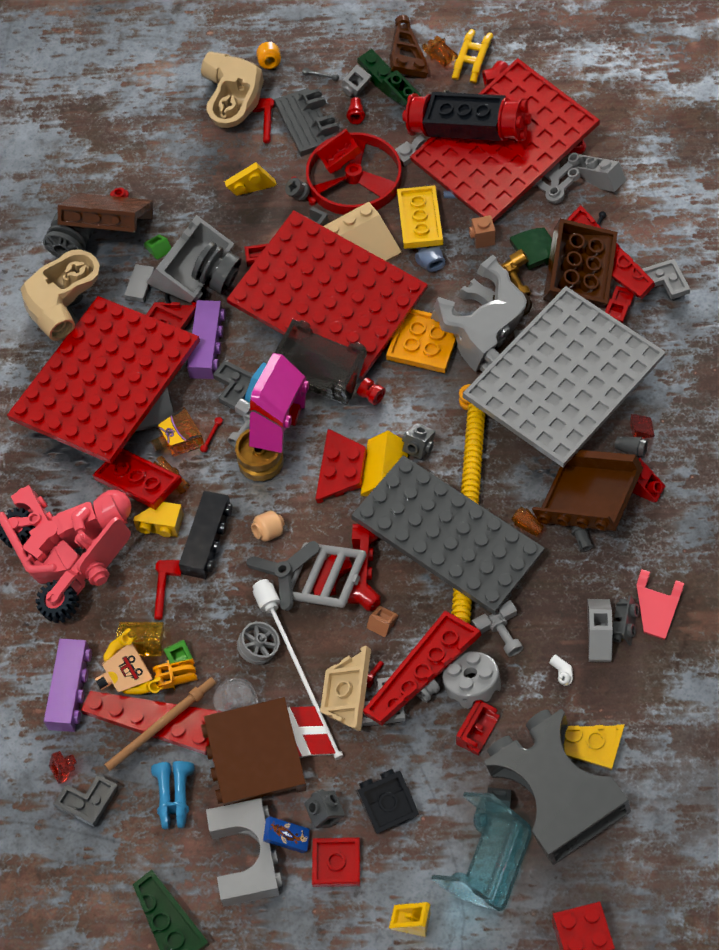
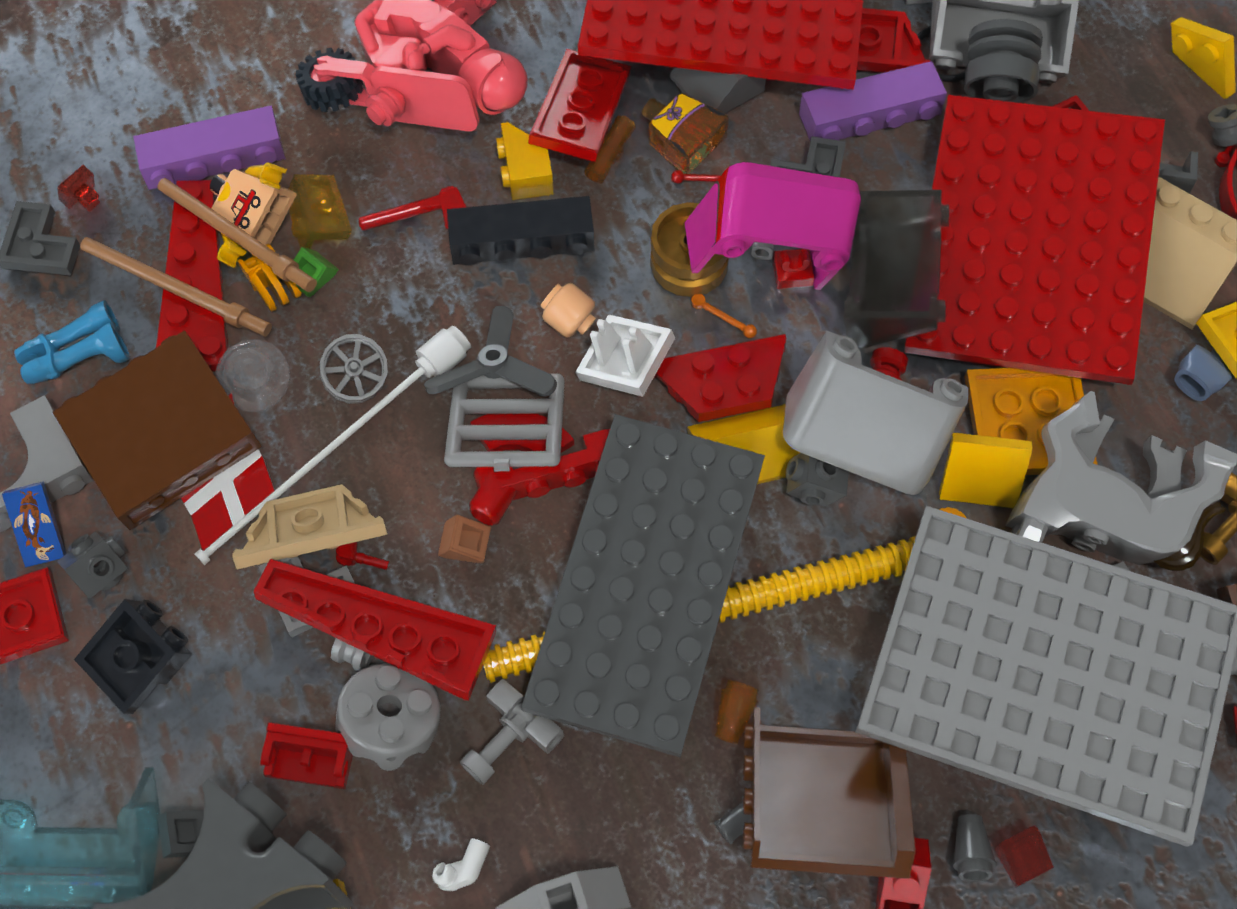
camera: 65 degrees right, 5 degrees up
(182, 656) = (281, 265): none -> medium nougat bar
(287, 464) = (699, 302): none -> orange hinge
(308, 506) = (625, 354): none -> white plate
(404, 403) = (869, 418): none -> light grey windscreen
(447, 366) = (985, 470): none -> yellow tile

